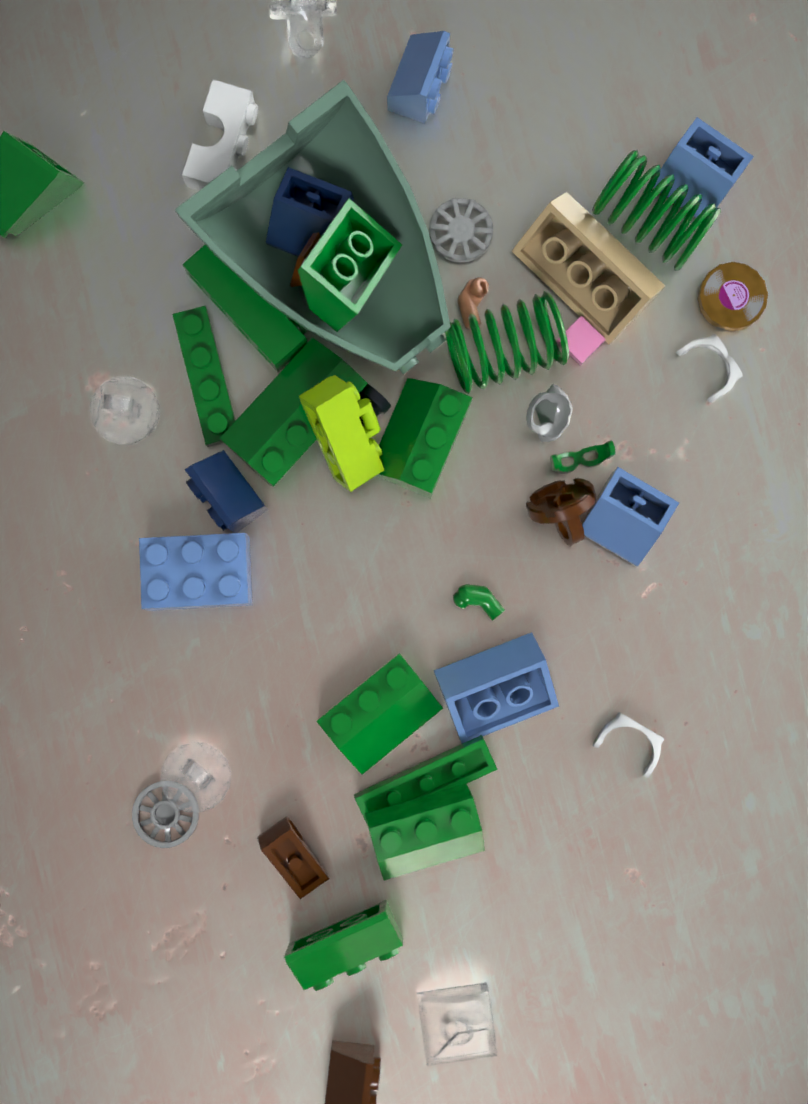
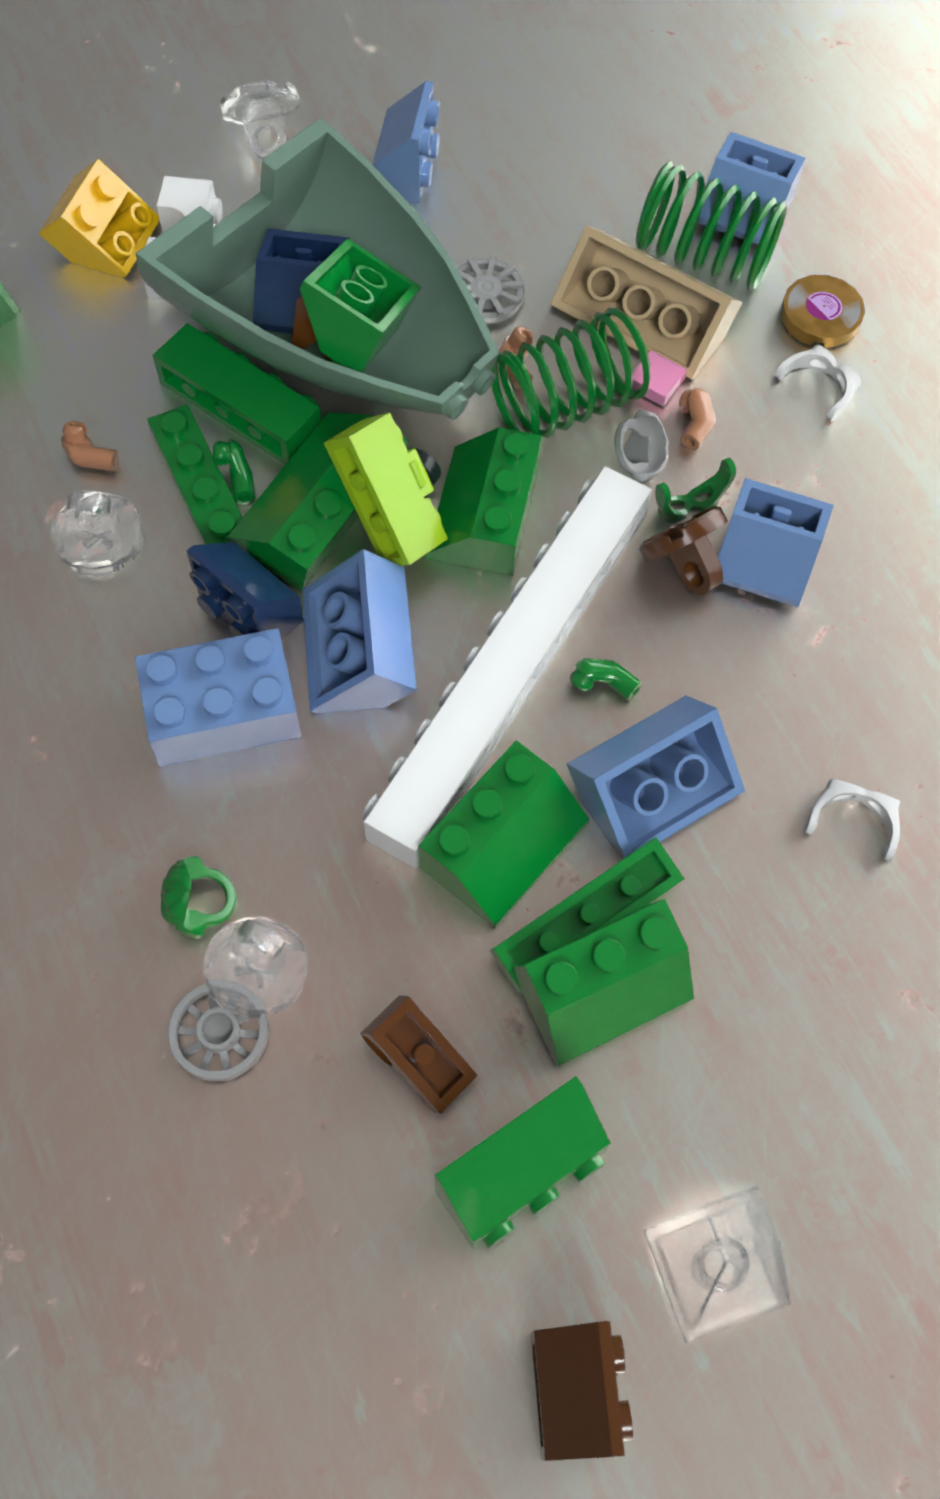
camera: 10 degrees left, 20 degrees down
(120, 334) = (82, 451): none -> nougat arm
(148, 719) = (176, 894): none -> green piece
(155, 111) = (100, 222): none -> yellow slope
(238, 374) = (241, 476): none -> green arm
(304, 538) = (358, 636): none -> medium blue slope
(415, 575) = (507, 667): none -> white brick
(607, 384) = (699, 406): none -> nougat arm

